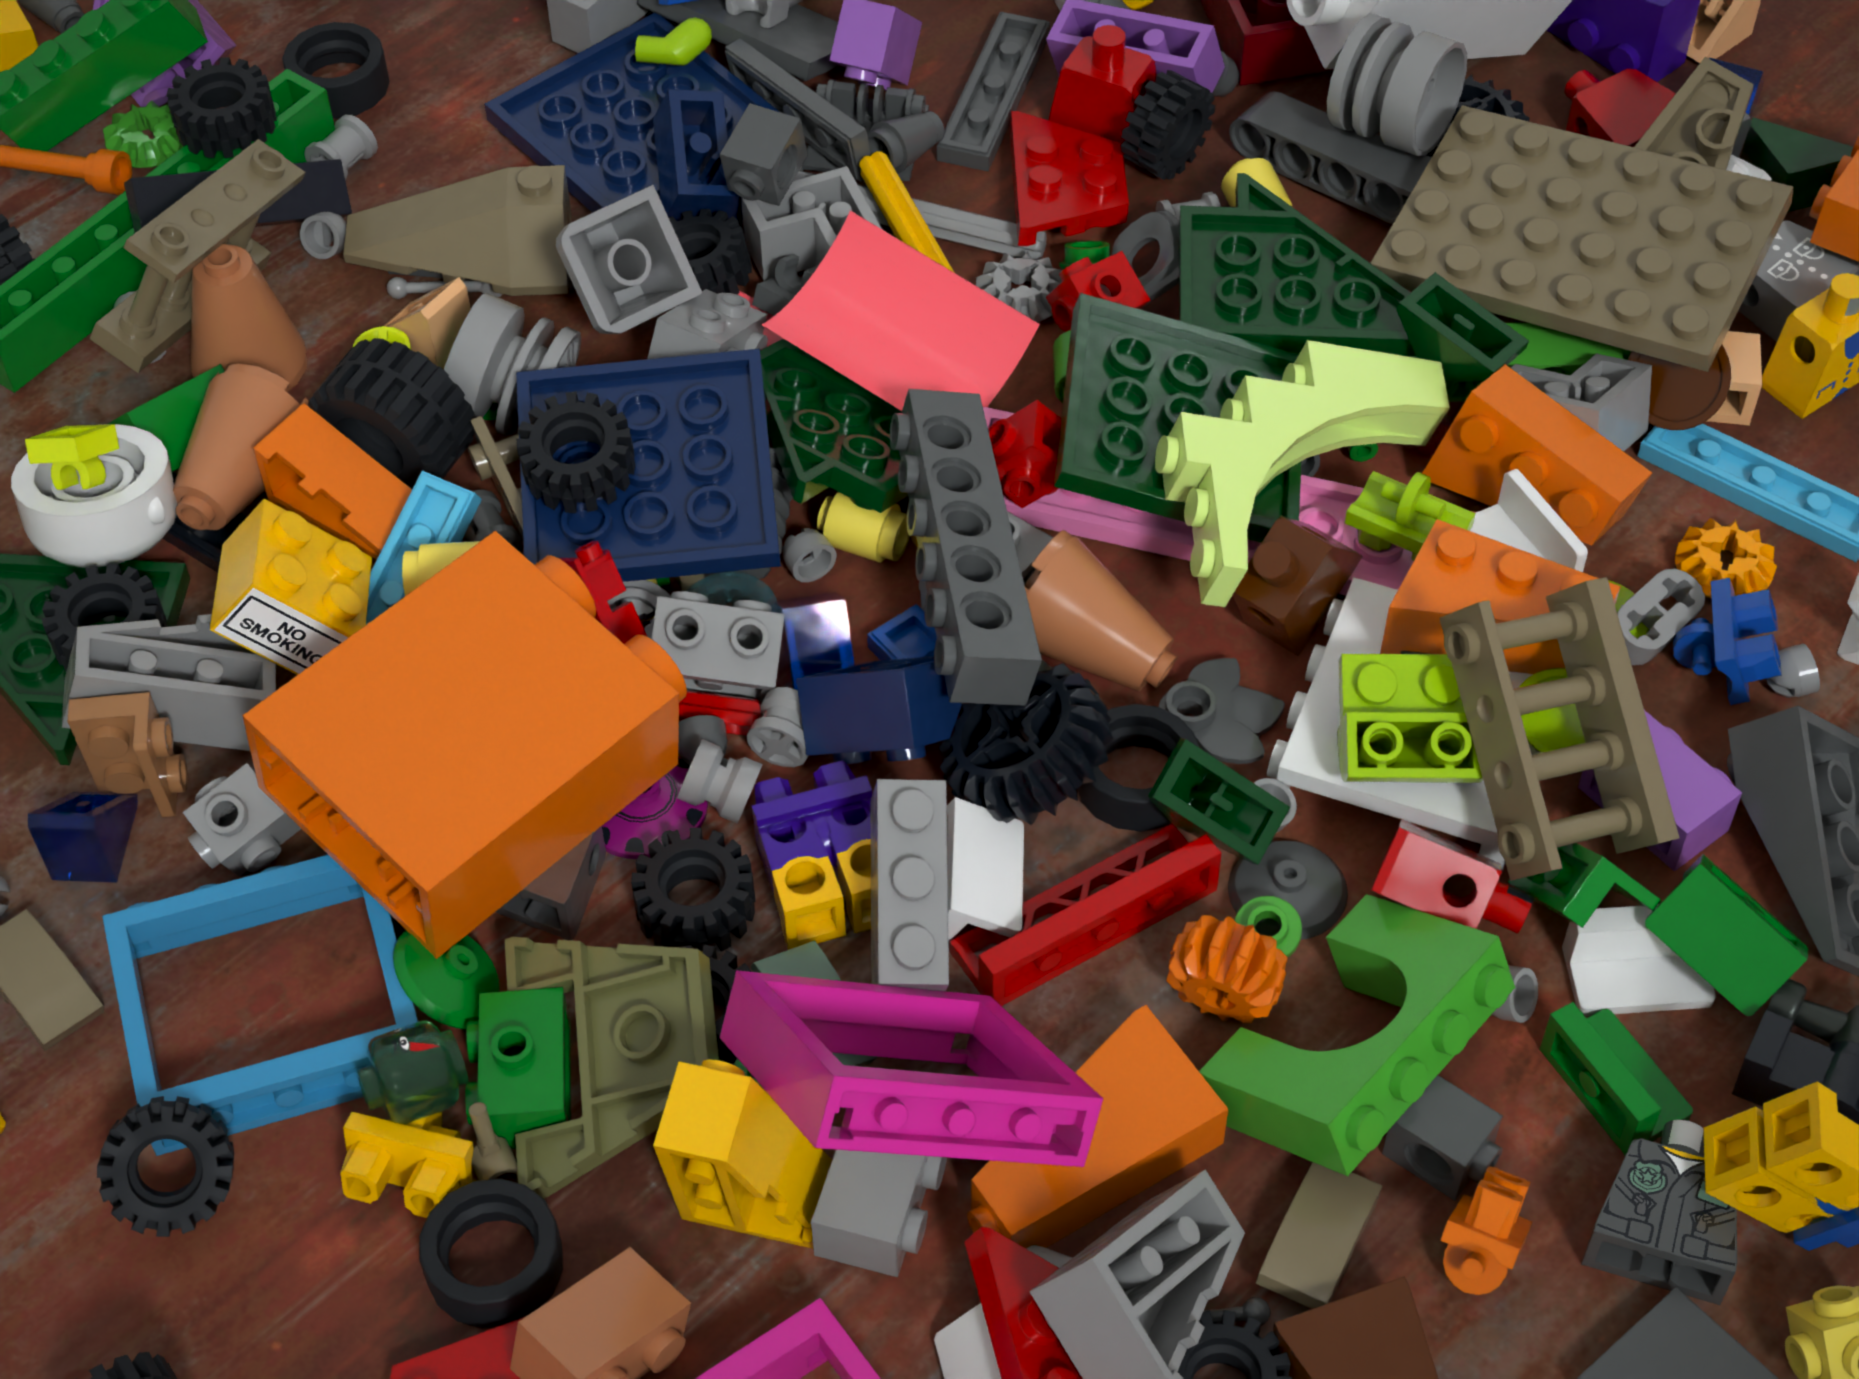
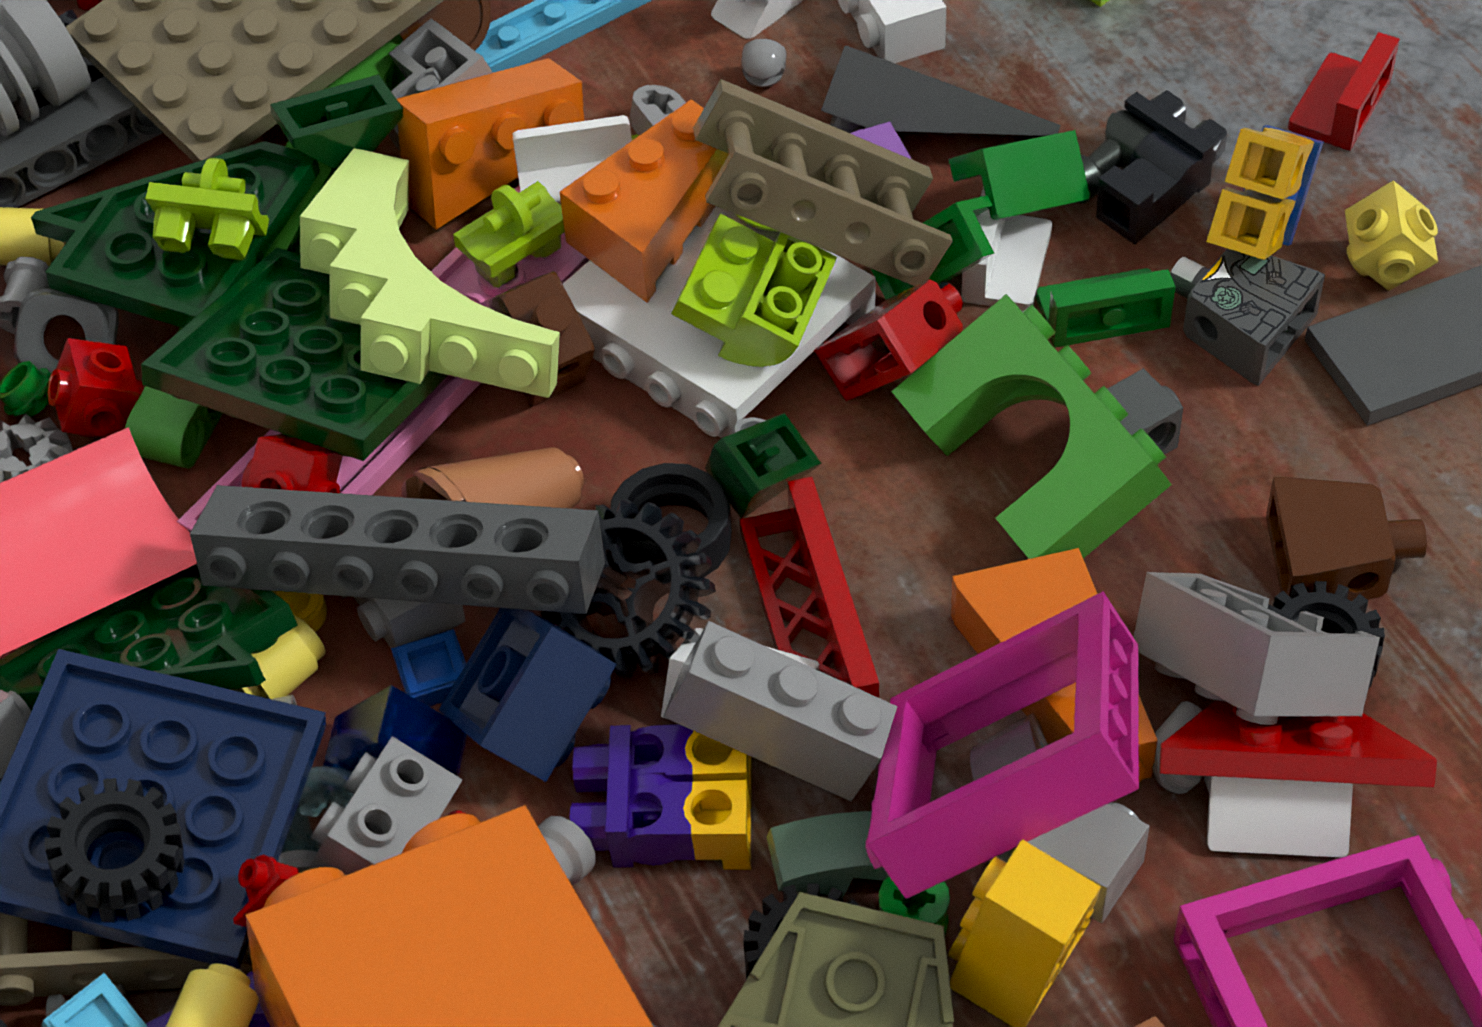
camera: 70 degrees left, 0 degrees up
(690, 861) = (665, 889): black tyre -> none
(779, 731) = (495, 789): light grey wheel -> none
(1225, 714) = (627, 446): dark grey plate -> none
(1227, 969) = (928, 512): orange gear -> none
(1278, 910) = (880, 496): bright green plate -> none
(1300, 877) = (850, 466): dark grey piece -> none
(1308, 270) = (206, 202): none -> lime hips
(1318, 1236) = (1198, 536): dark tan slope -> none
(1486, 1233) = (1236, 414): orange hips -> none
(1700, 557) = (619, 83): light orange gear -> none
(1724, 642) = (705, 64): blue hips -> none

